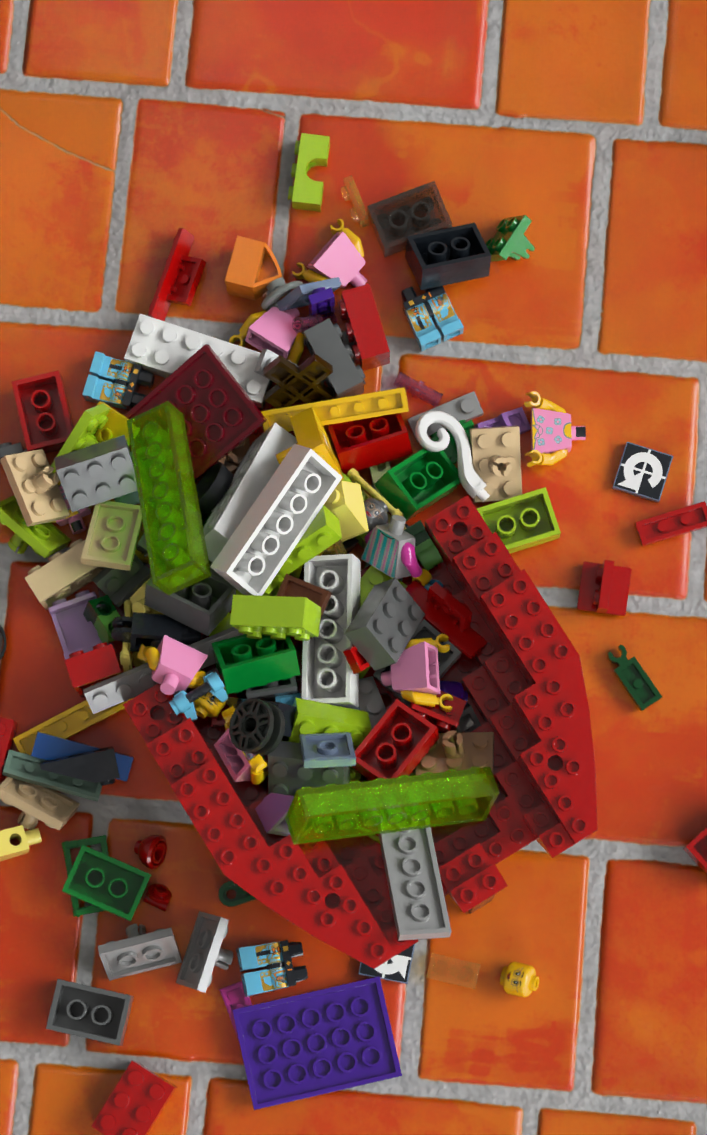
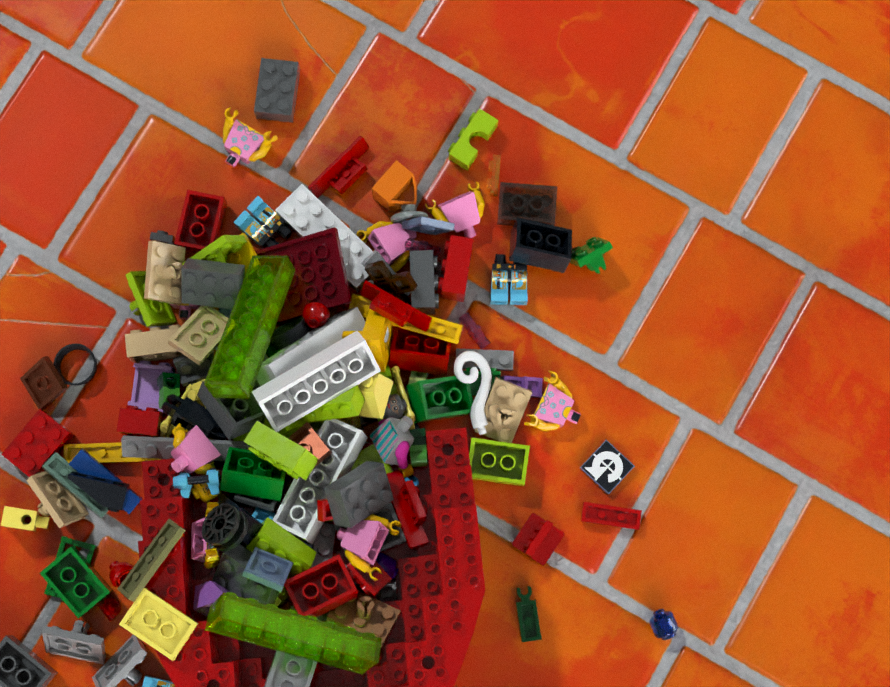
camera: 20 degrees right, 0 degrees up
(47, 297) = (243, 141): none -> torso
(56, 220) = (277, 90): none -> dark grey brick
(197, 795) = (151, 560): none -> olive plate
(232, 453) = (316, 314): none -> red brick
(240, 860) = (158, 624): none -> light yellow plate
(318, 403) = (394, 308): none -> red bracket
(321, 301) = (433, 235): dark purple plate -> none

